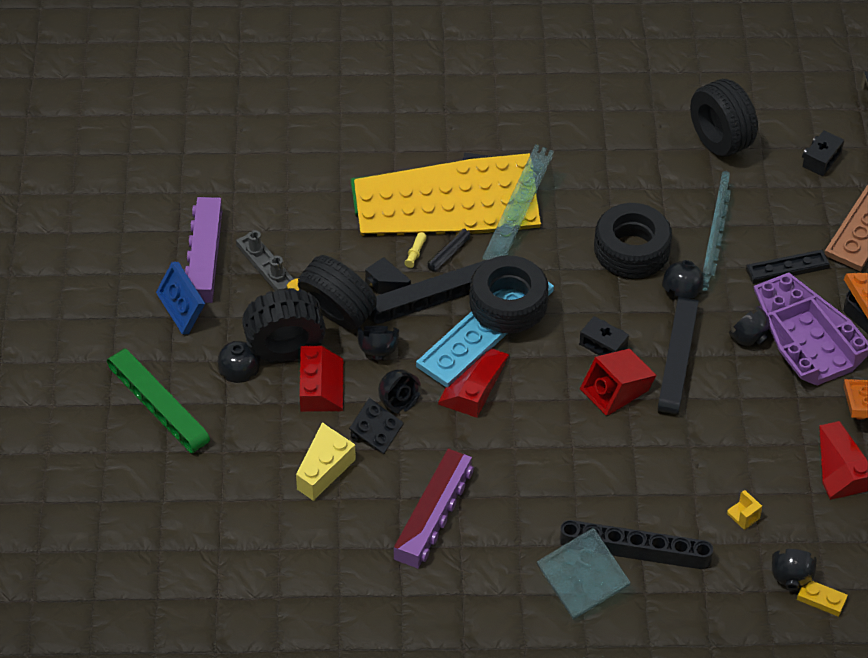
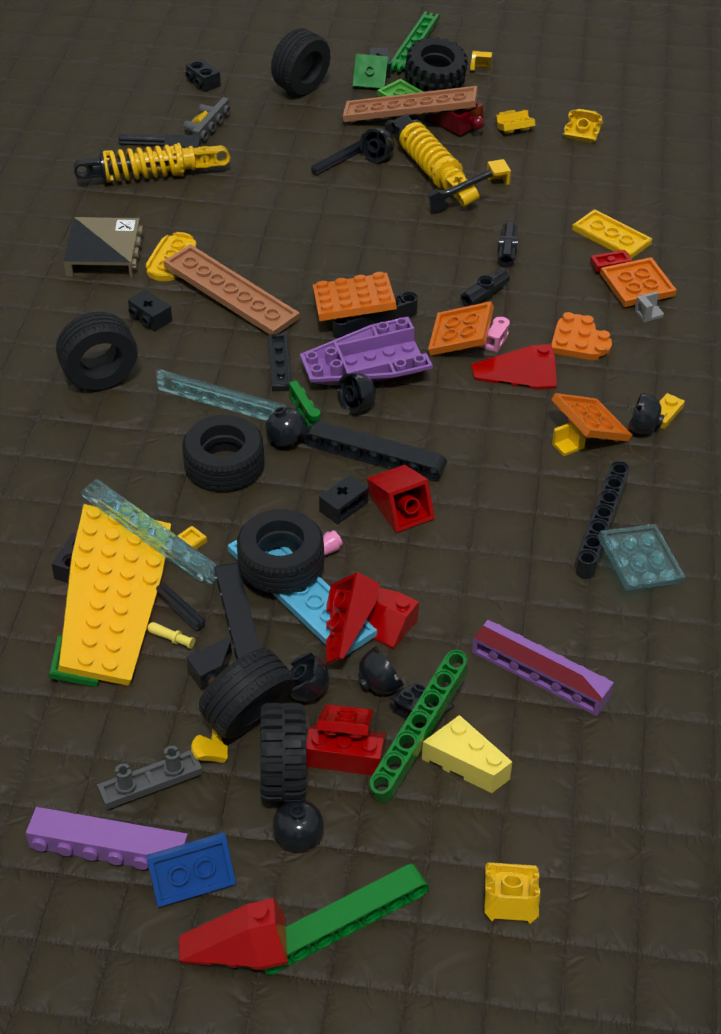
camera: 80 degrees left, 5 degrees down
(124, 338) = (243, 937): none -> red wedge
(199, 505) = (512, 892): none -> yellow slope
(336, 369) = (345, 720): none -> red plate
(338, 417) = (414, 735): none -> green beam
(460, 355) = (349, 607): none -> red wedge
(529, 243) = (193, 537): none -> yellow tile
(544, 336) = (332, 542): none -> bright pink cone
(723, 291) = (303, 404): none -> green plate
(772, 520) = (591, 417): none -> orange plate

